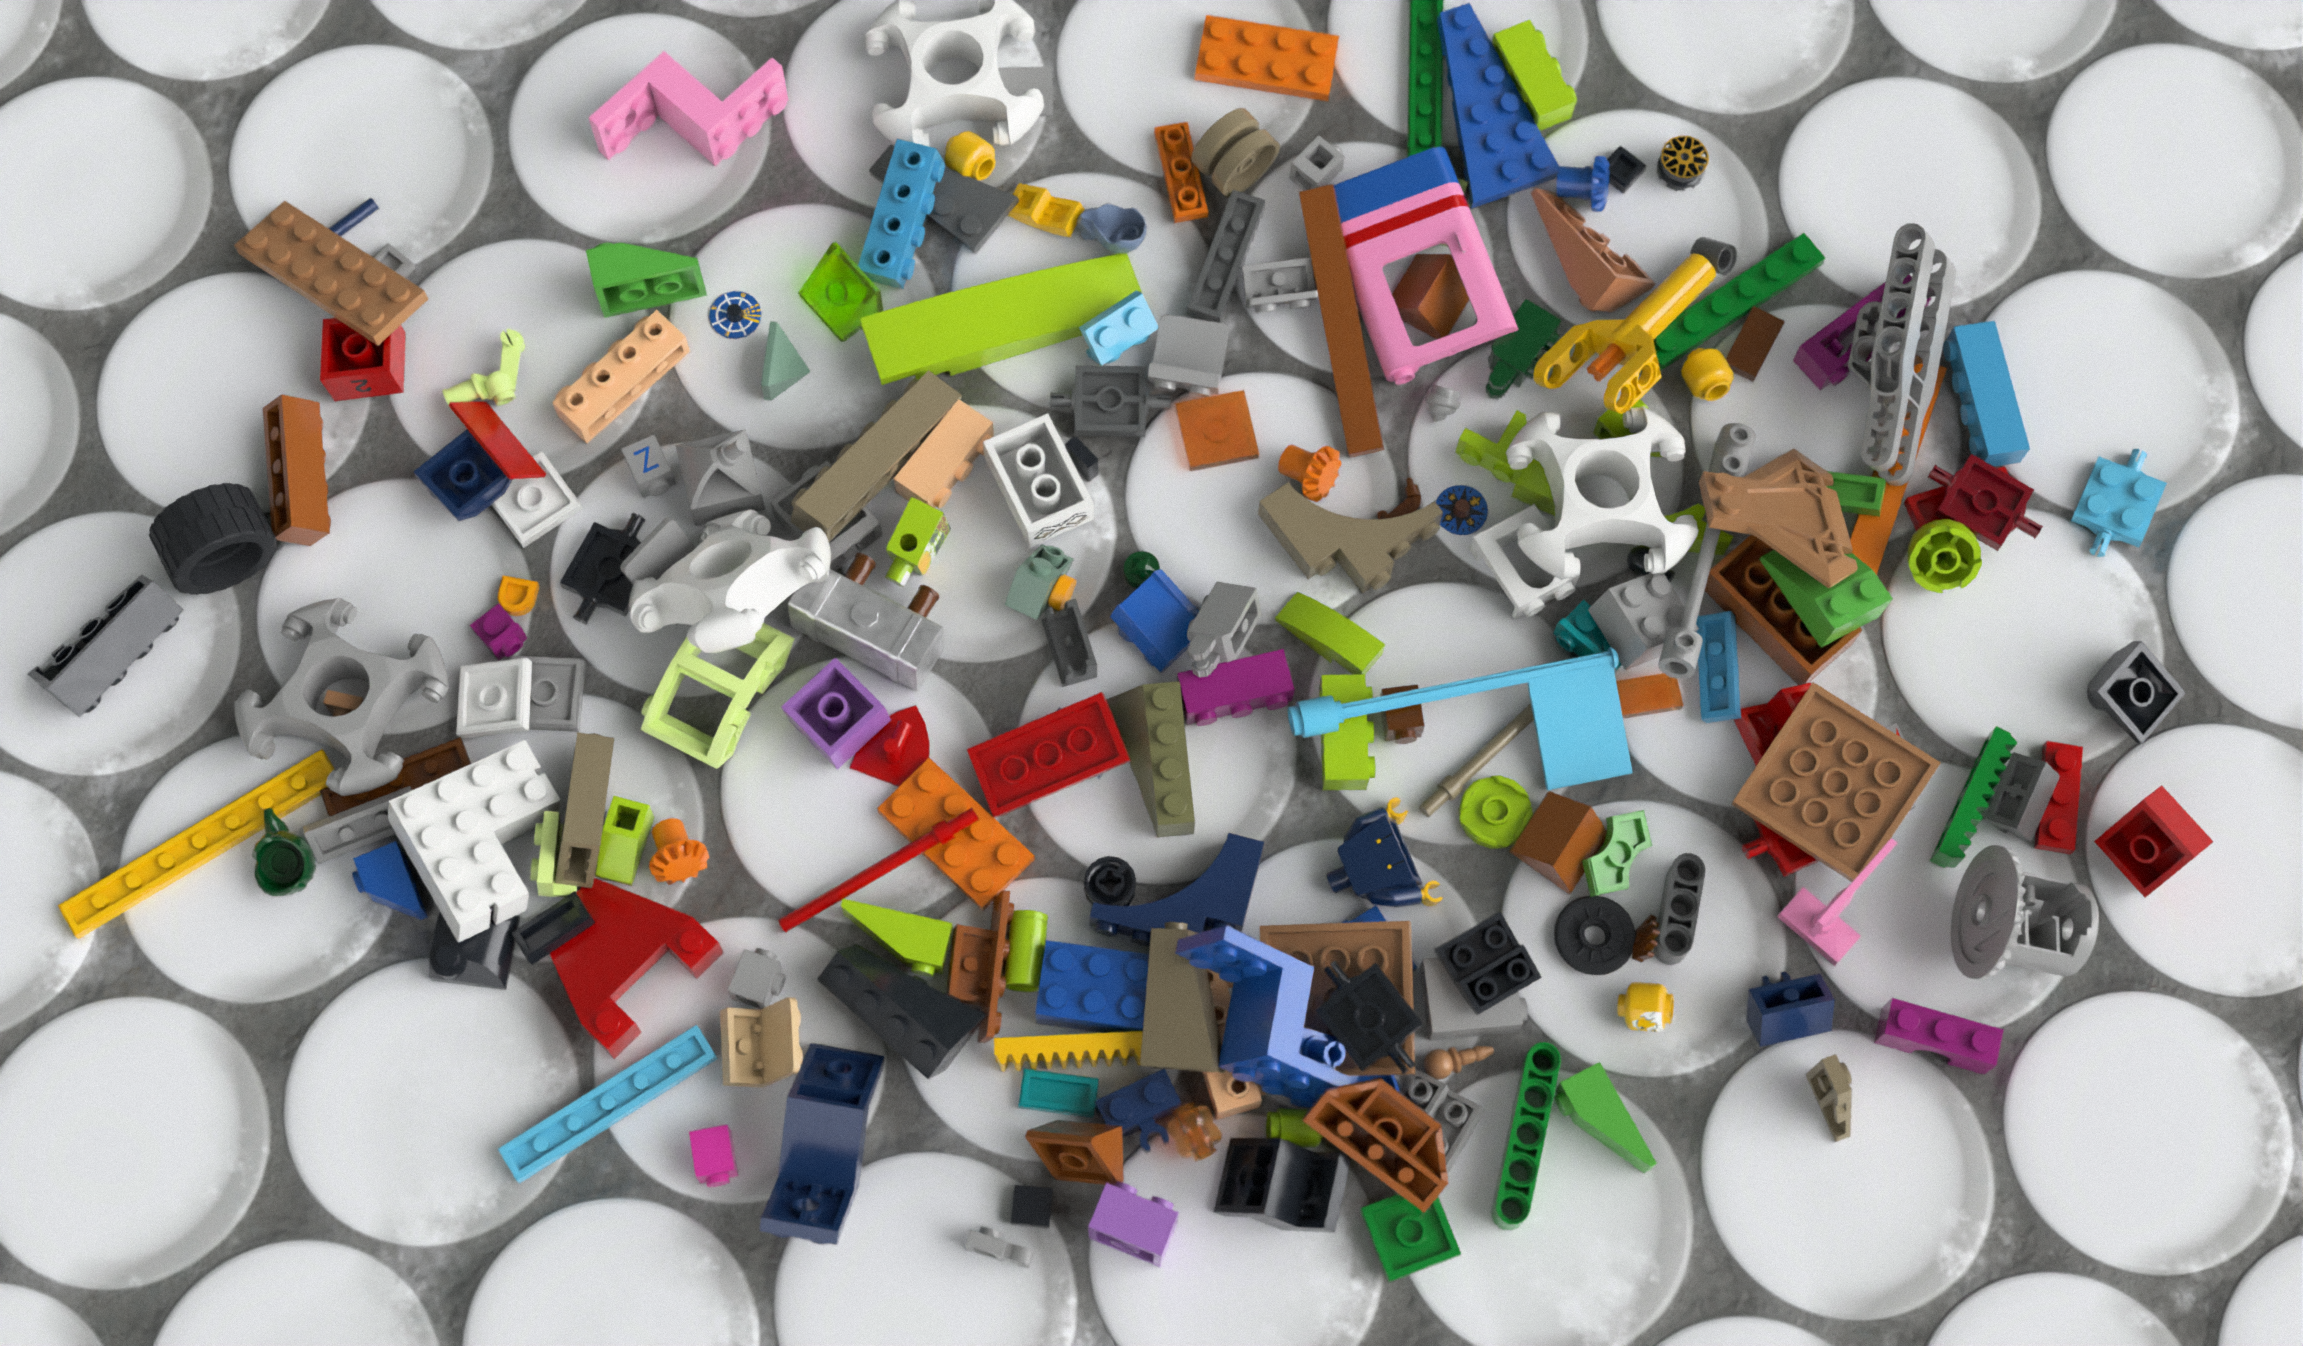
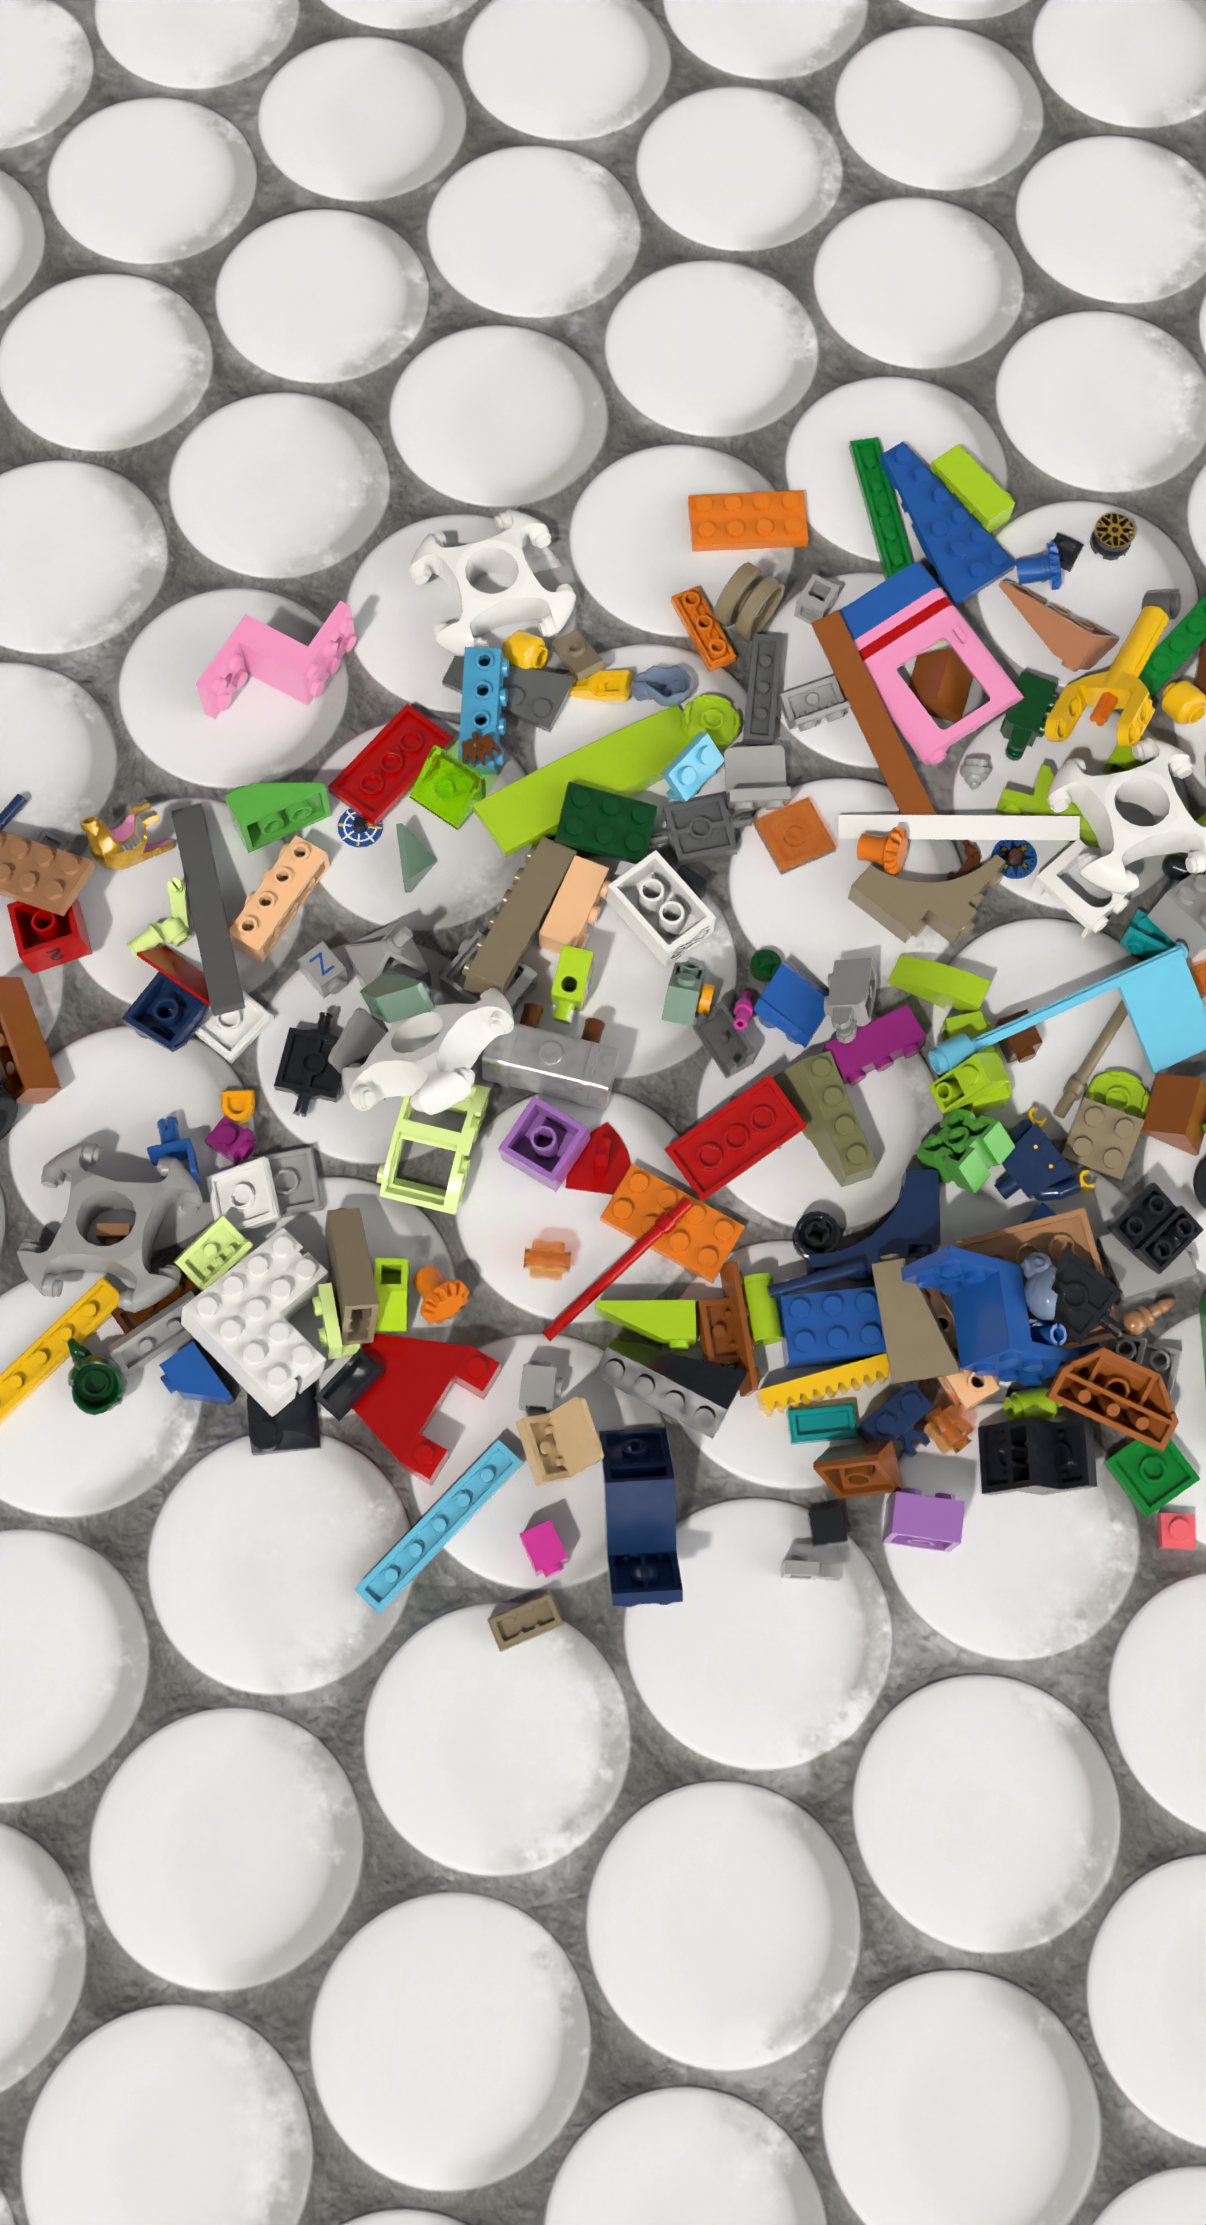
camera: 15 degrees left, 0 degrees up
(436, 626) = (174, 1147): none -> blue bracket
(443, 750) = (213, 1253): none -> yellowish green bracket
(467, 279) = (121, 846): none -> pearl gold piece
(538, 372) = (208, 910): none -> dark grey tile
(672, 1229) = (525, 1621): none -> dark tan plate
(712, 514) = (397, 997): none -> sand green slope
(783, 252) = (389, 765): none -> red plate
(804, 842) = (547, 1259): none -> clear orange piece
(882, 256) = (478, 748): none -> reddish brown piece
(1001, 371) = (605, 823): none -> dark green plate
(1027, 173) = (578, 655): none -> dark tan plate
(1091, 930) = (816, 1278): none -> dark blue bar
(1098, 614) = (743, 1010): none -> dark pink bar
(1161, 279) = (712, 716): none -> lime tile
(1300, 826) = (966, 1149): none -> bright green brick
(1324, 751) = (969, 1082): none -> lime slope
(1328, 995) = (1038, 1292): none -> sand blue hair
(1408, 462) = (963, 827): none -> white sticker
(1420, 1305) = (1176, 1531): none -> coral plate
(1464, 849) = (1102, 1138): none -> dark tan plate

